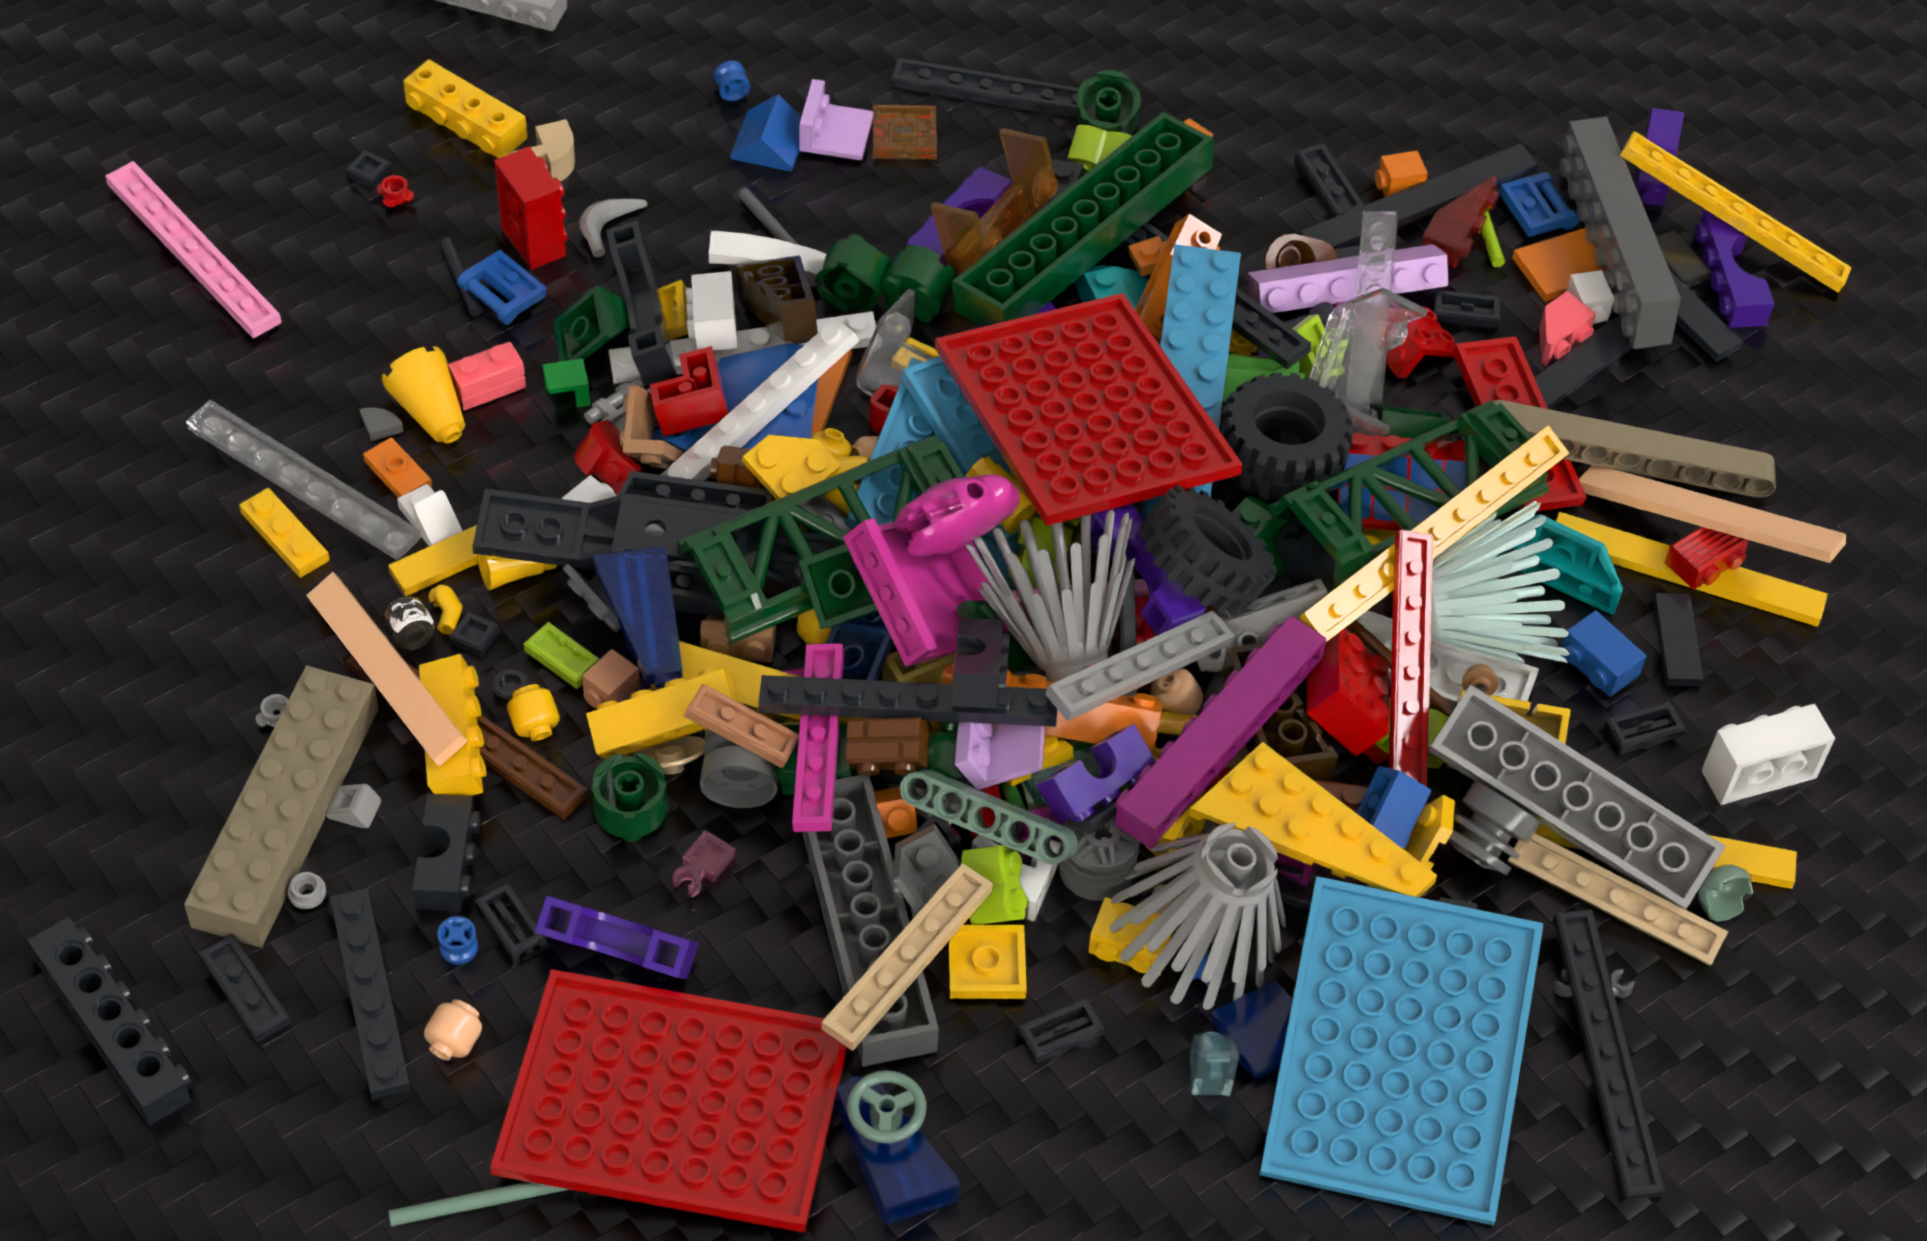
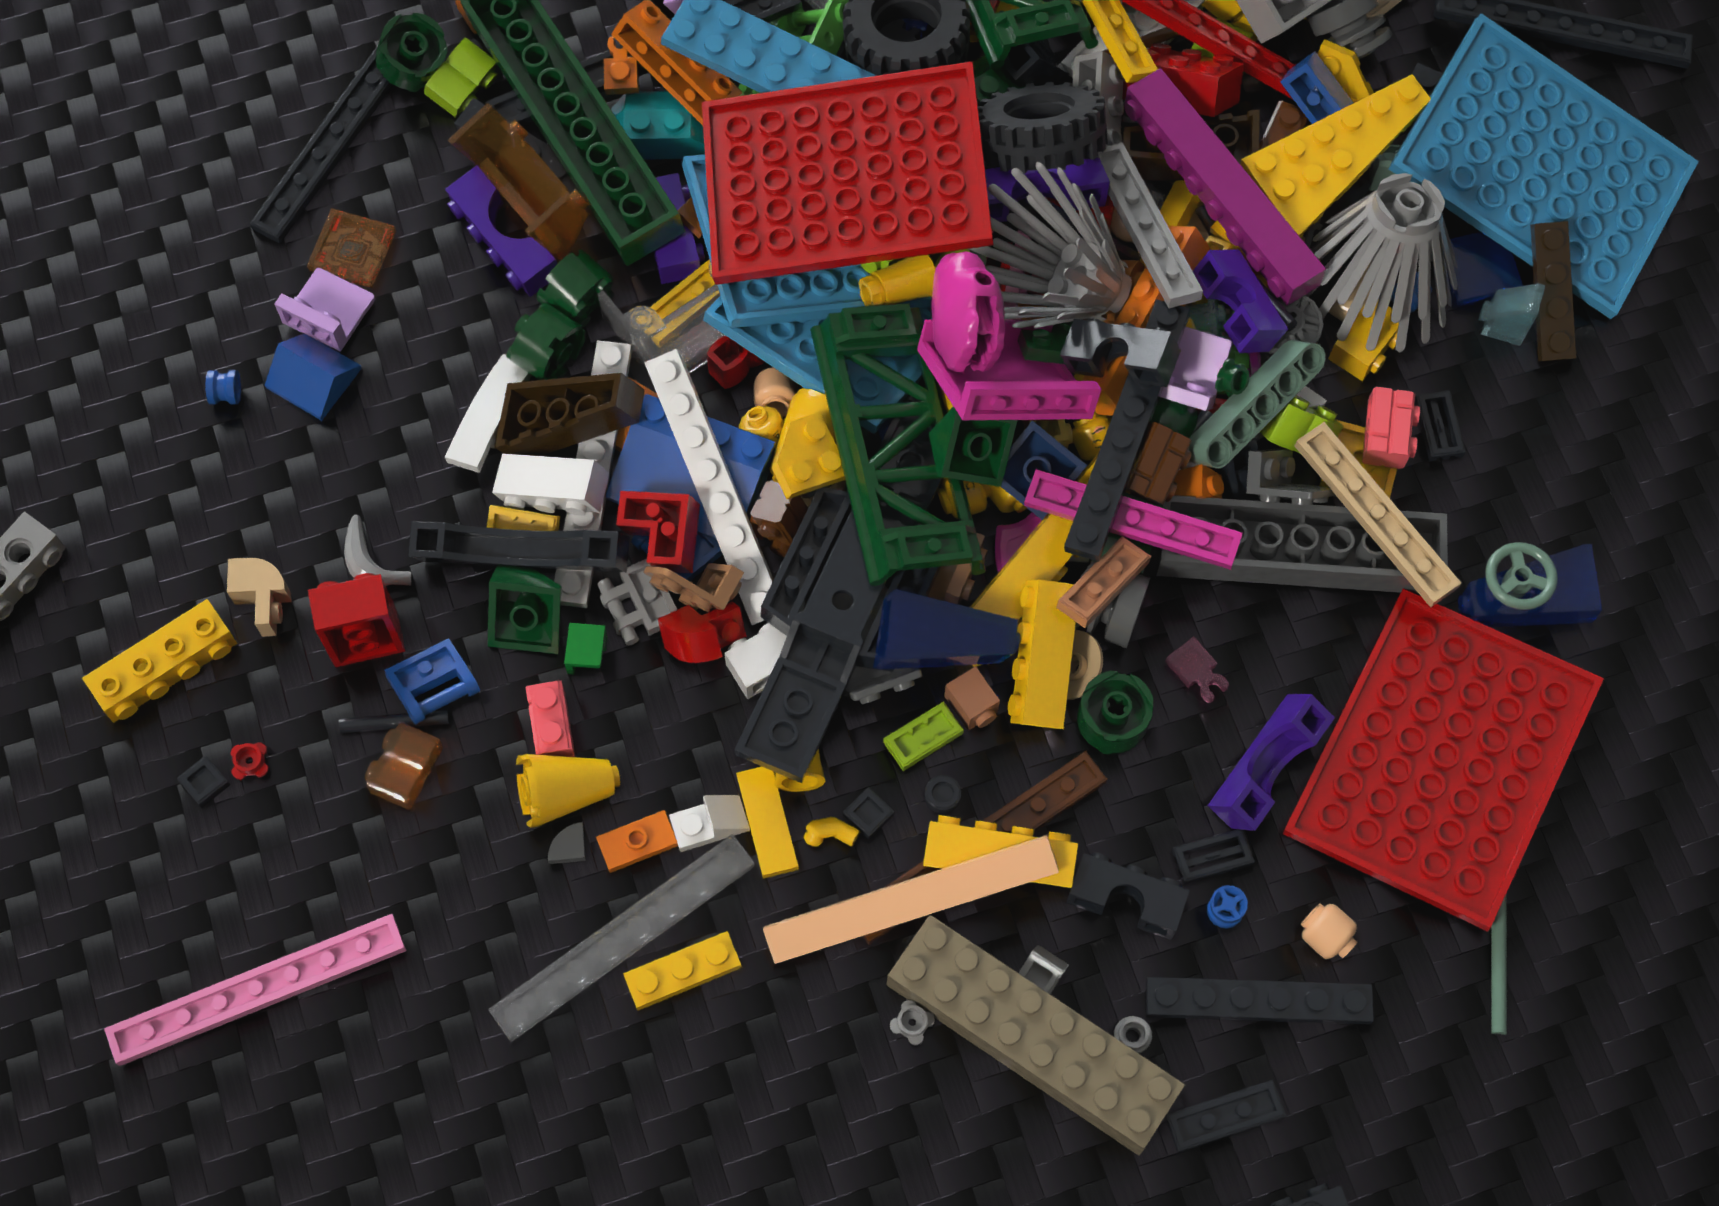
camera: 70 degrees left, 15 degrees up
(408, 623) = (846, 870): clear smoke head -> none
(418, 289) = (403, 765): none -> clear orange brick
(533, 712) = (988, 777): yellow head -> none
(764, 216) = (427, 406): dark grey bar -> none
(1000, 791) = (1232, 378): none -> dark green plate
(1024, 963) = (1390, 428): none -> coral brick
(1253, 1090) = (1553, 270): none -> dark brown plate

